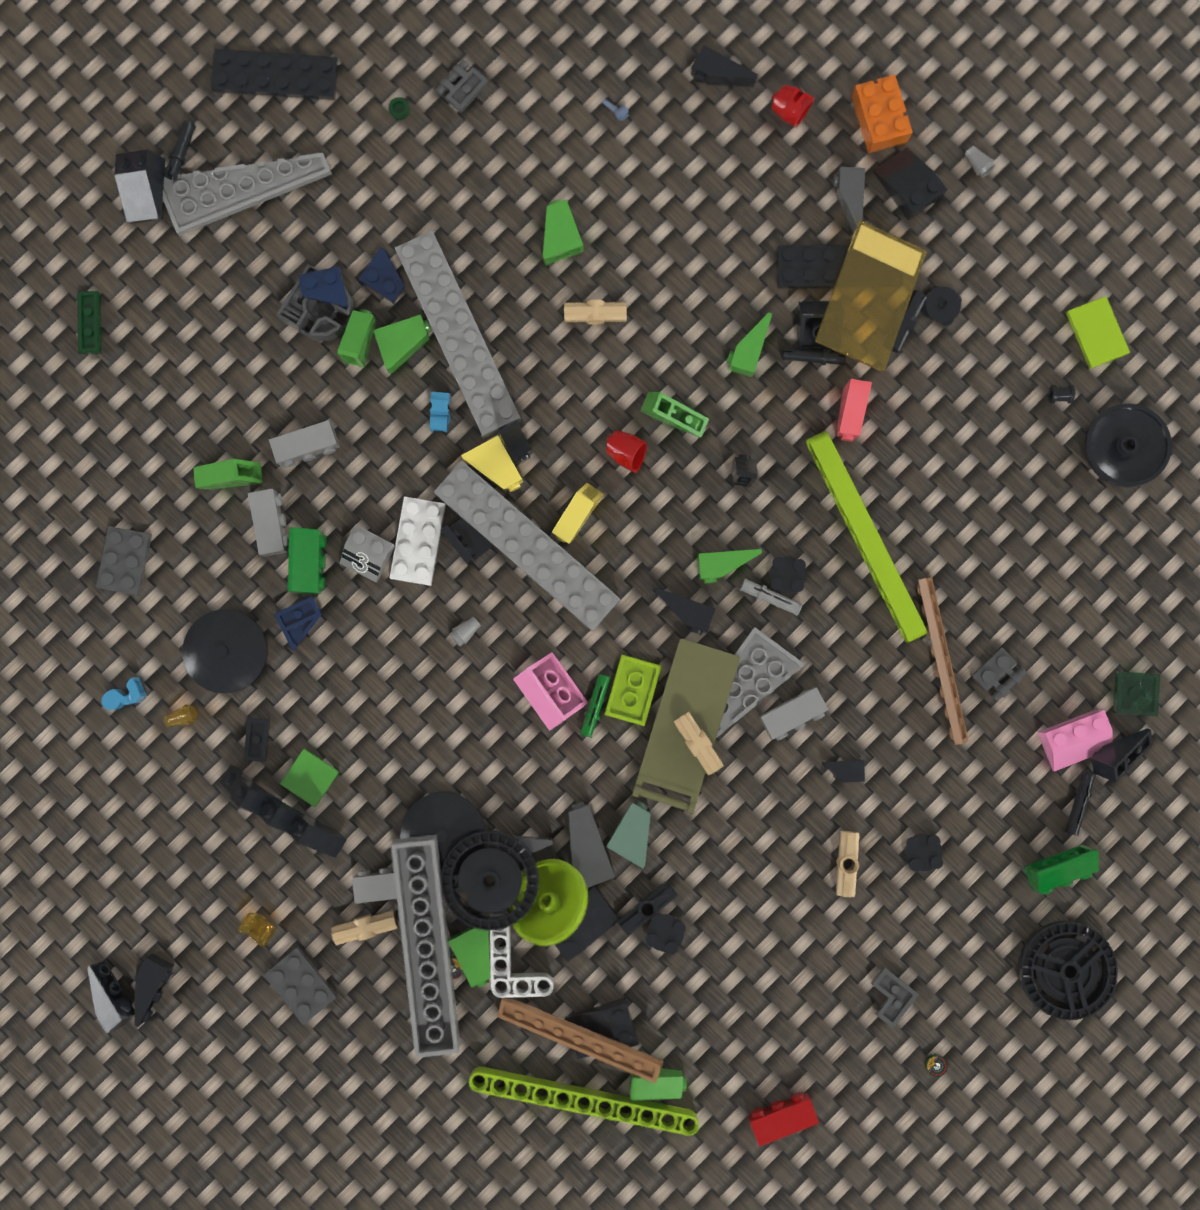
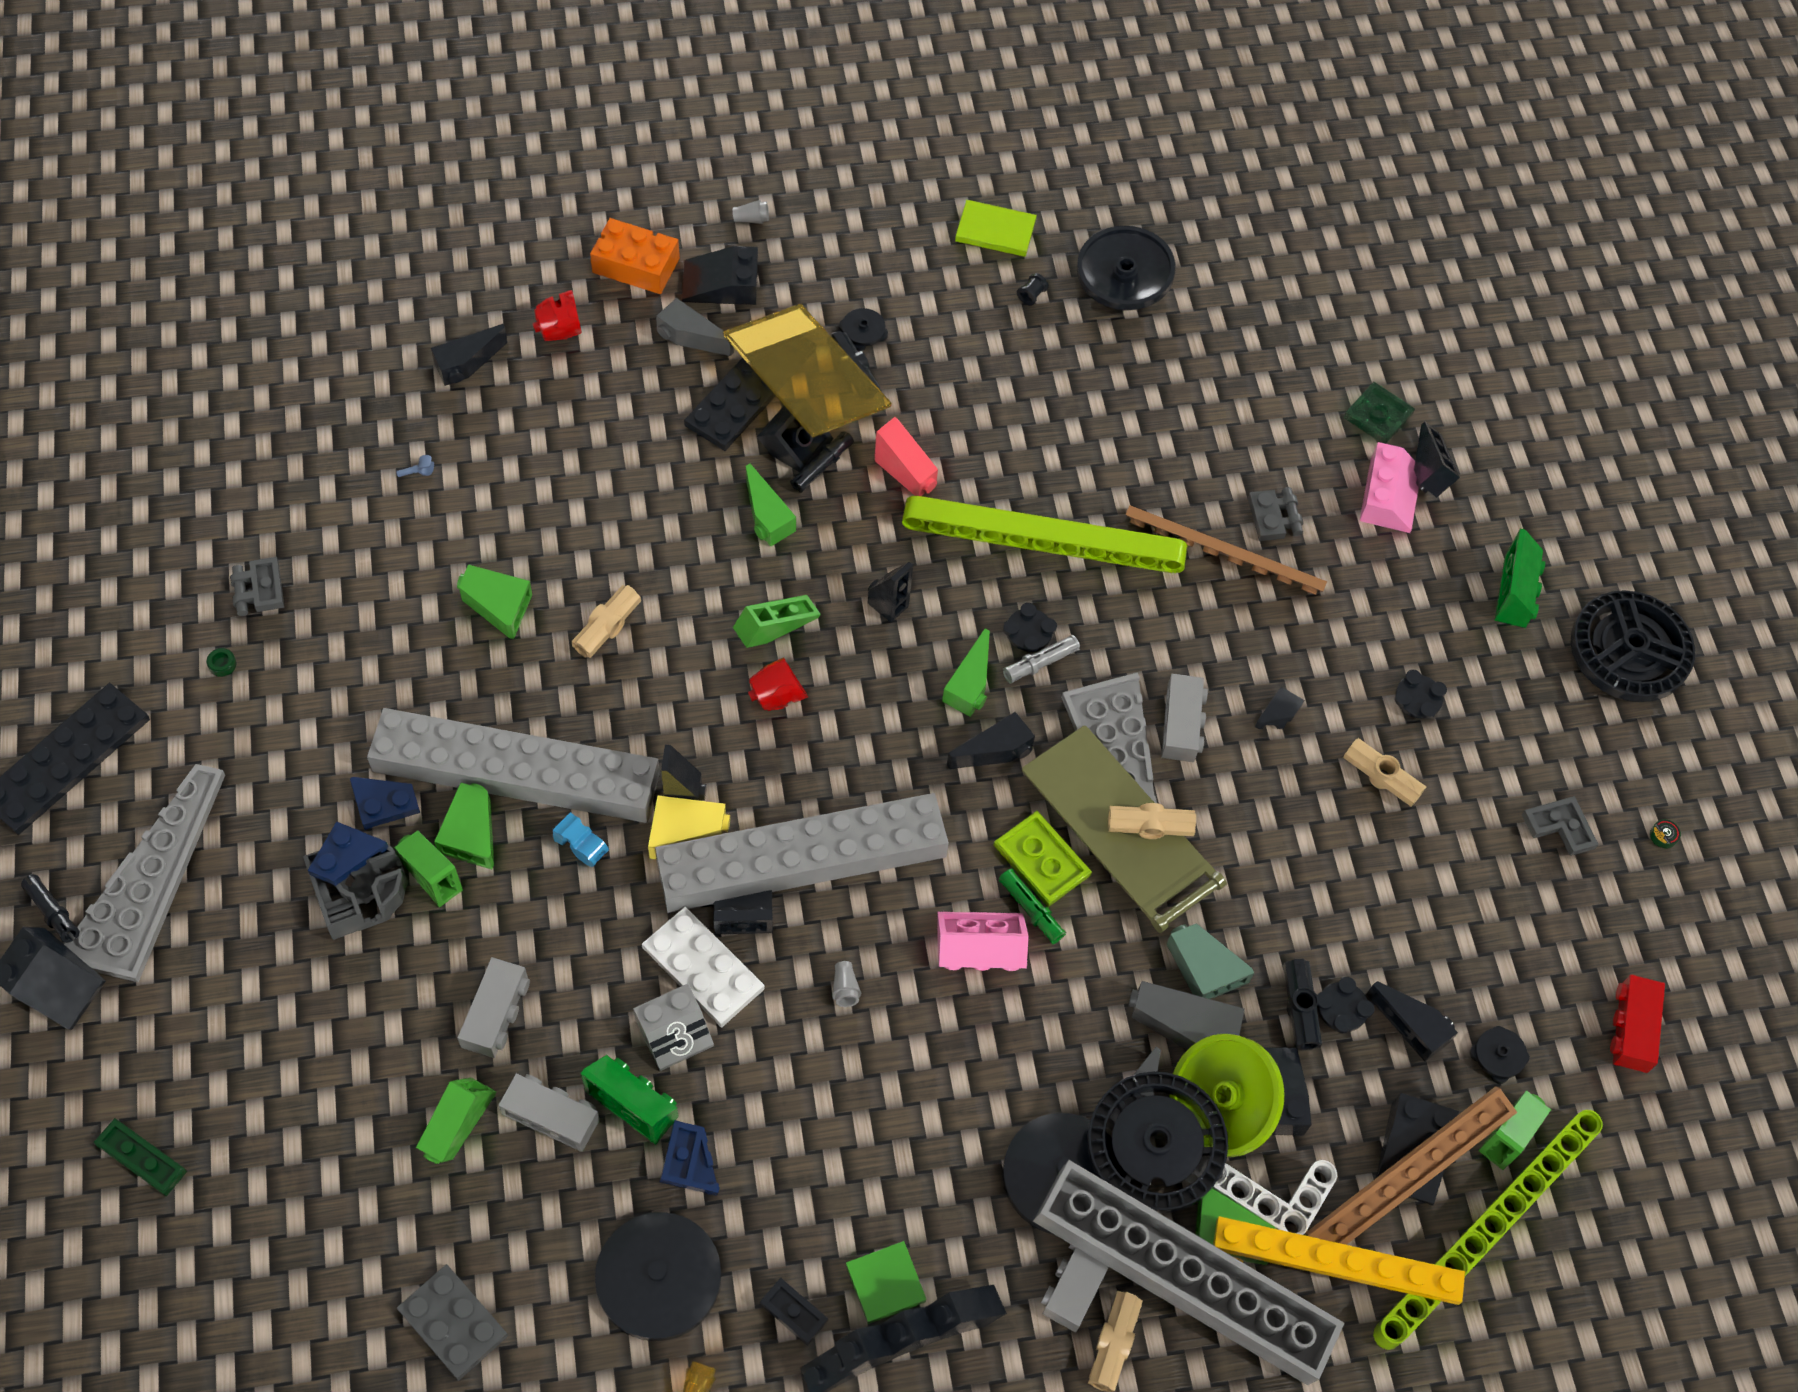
camera: 55 degrees left, 25 degrees down
(494, 1027) = (1339, 1260): none -> yellow plate
(577, 513) = (807, 779): light yellow slope -> none
(684, 988) = (1417, 1022): none -> black slope
(703, 1044) = (1500, 1054): none -> black piece
(1079, 806) = (1452, 519): black pin -> none

